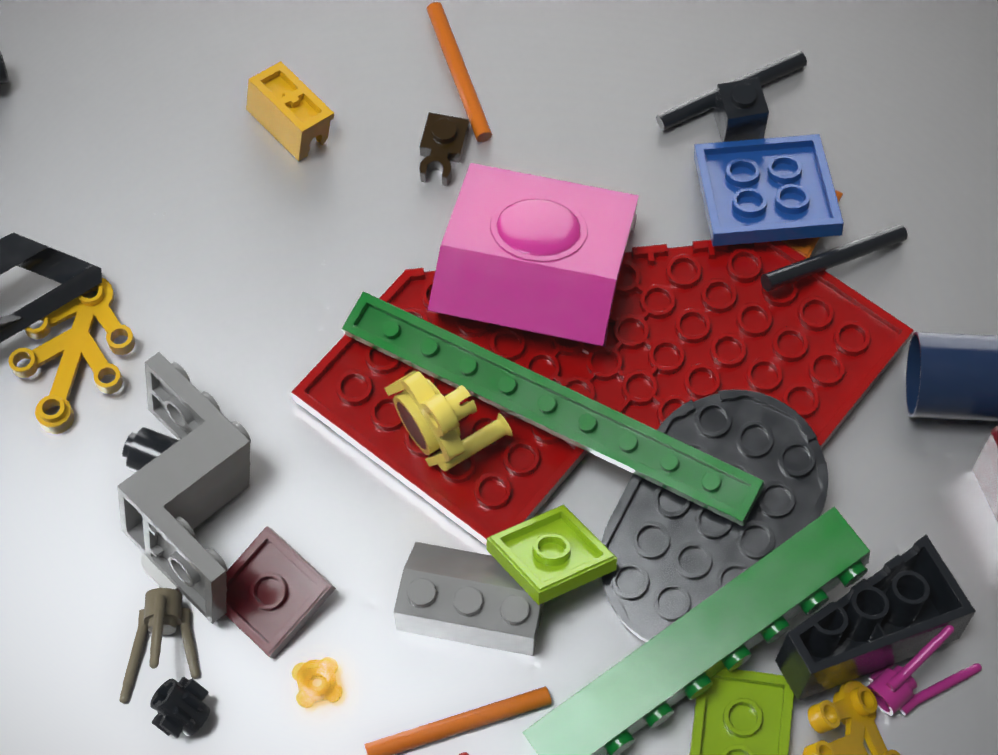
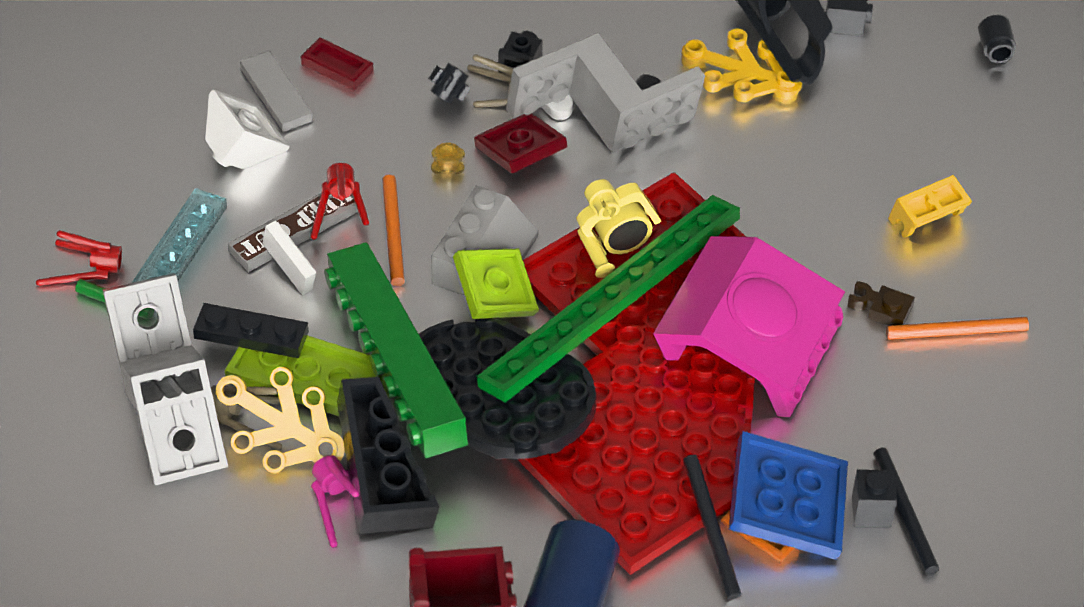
camera: 100 degrees right, 15 degrees down
(109, 640) = (520, 48): none -> black brick

